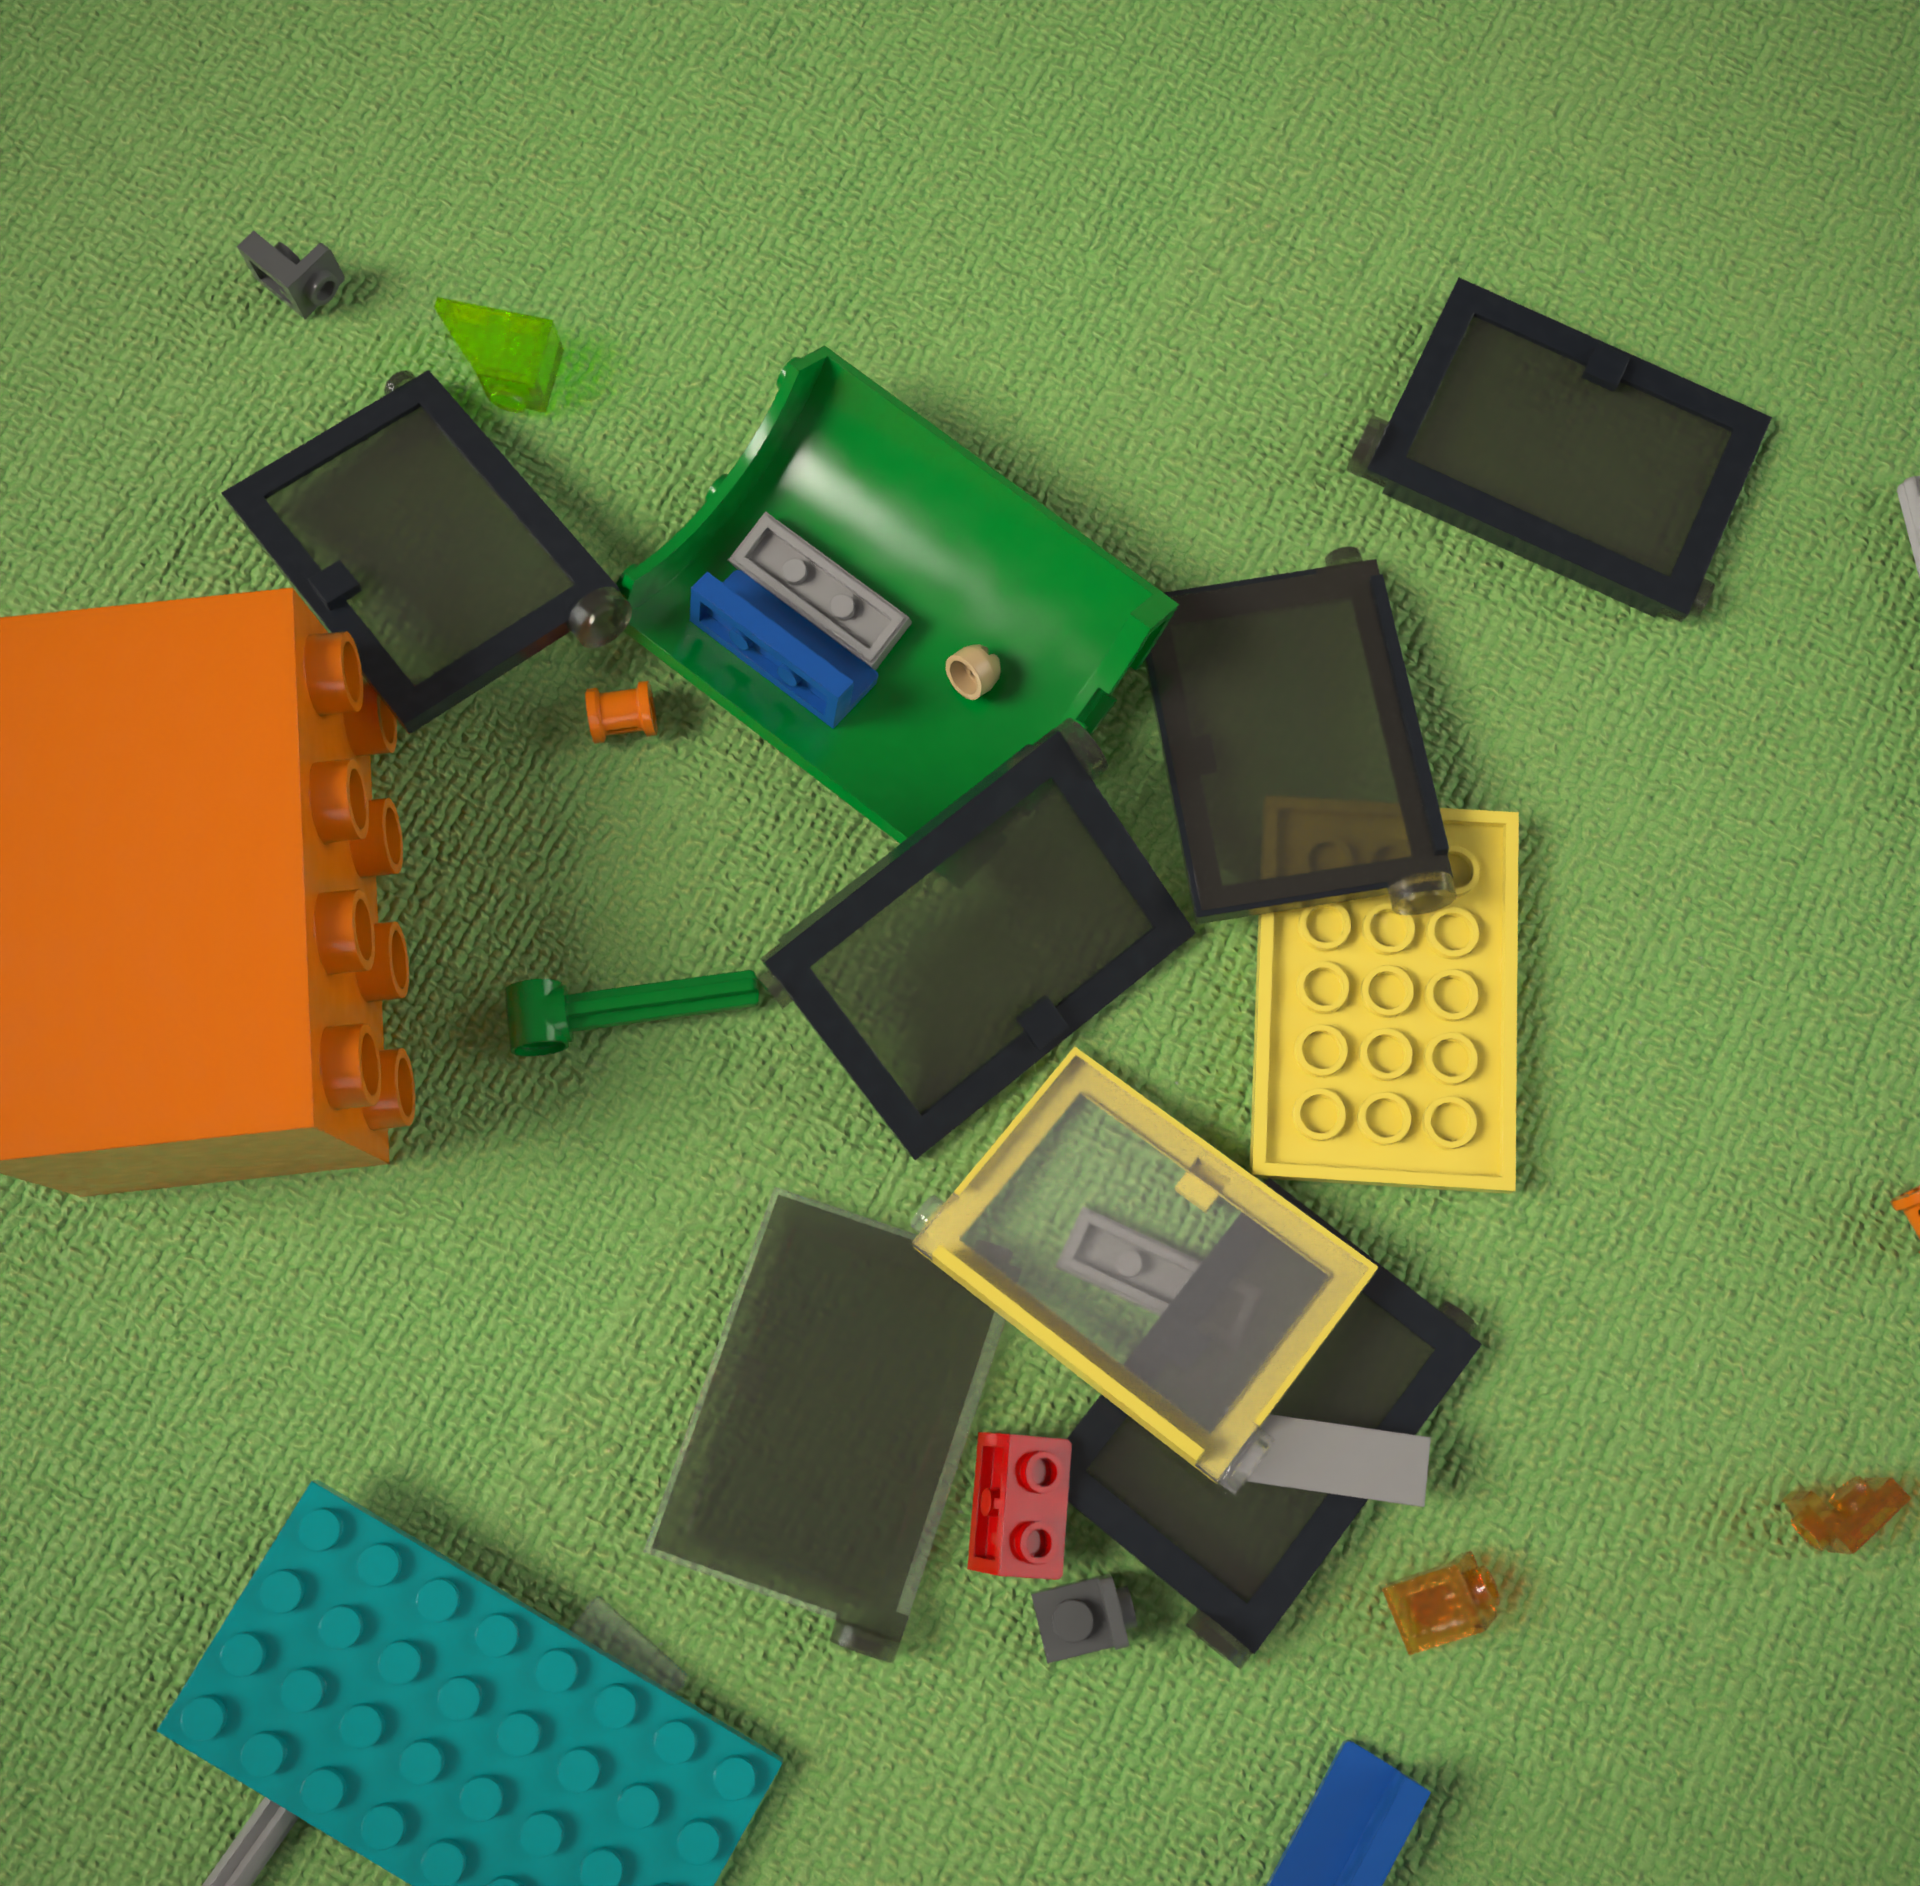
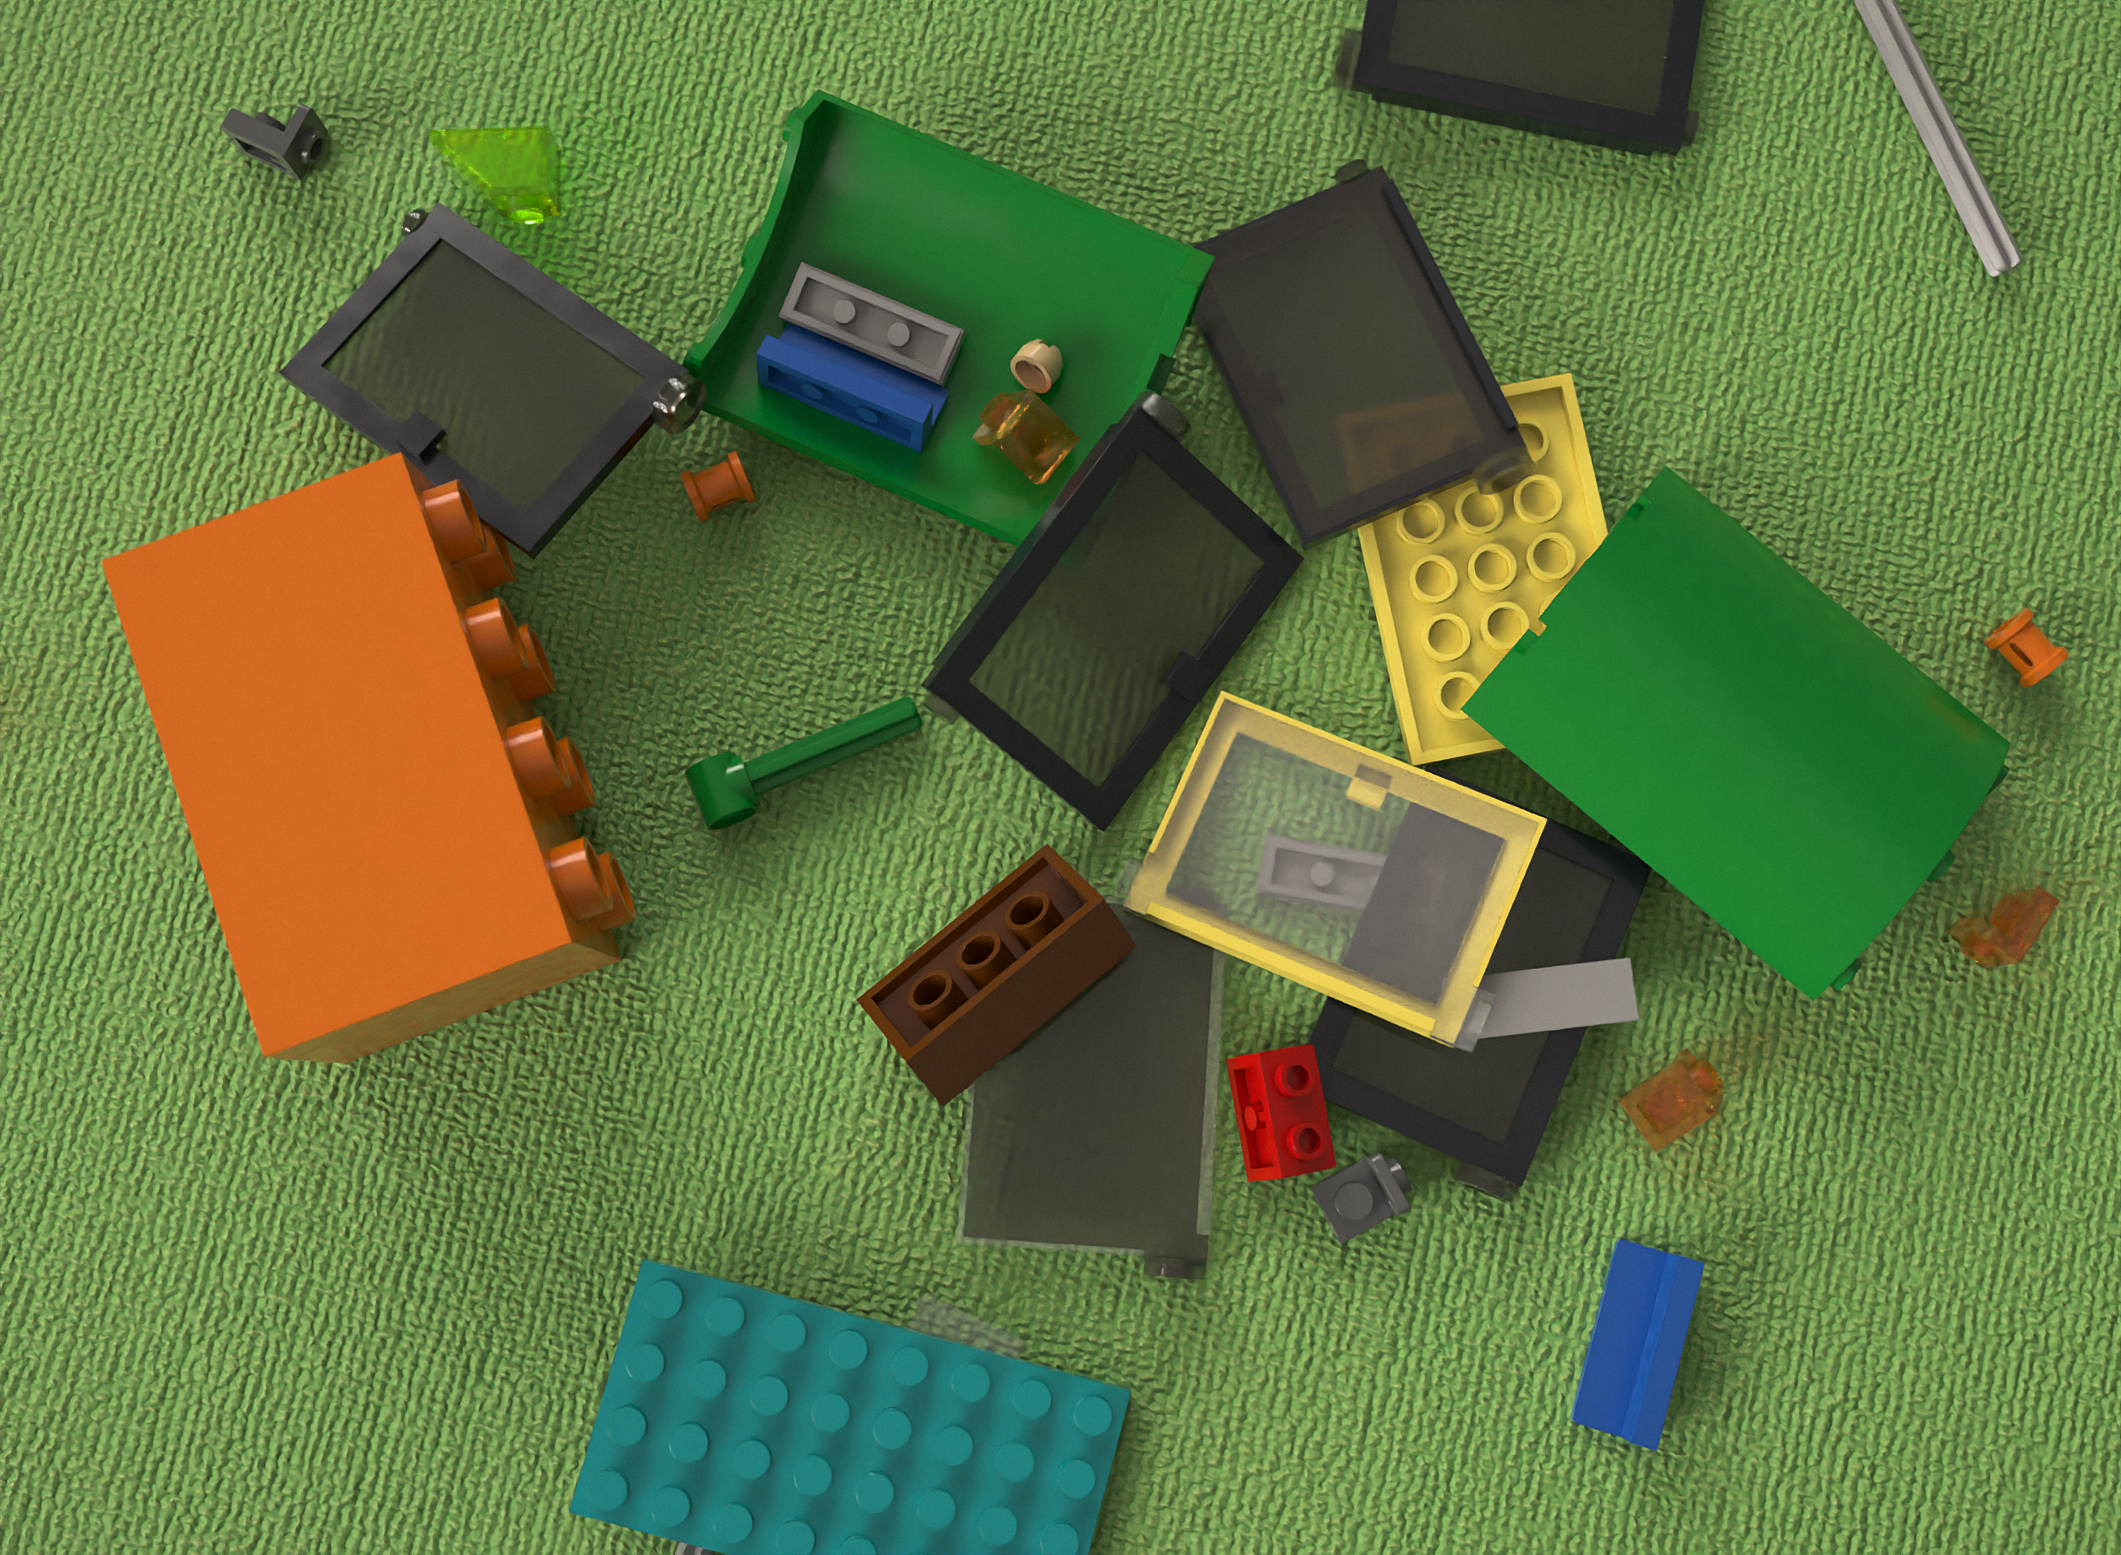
camera: 15 degrees left, 5 degrees up
(759, 1280) = (997, 973): none -> reddish brown slope
(943, 735) = (1026, 433): none -> clear orange bracket
(1610, 1235) = (1743, 735): none -> green panel

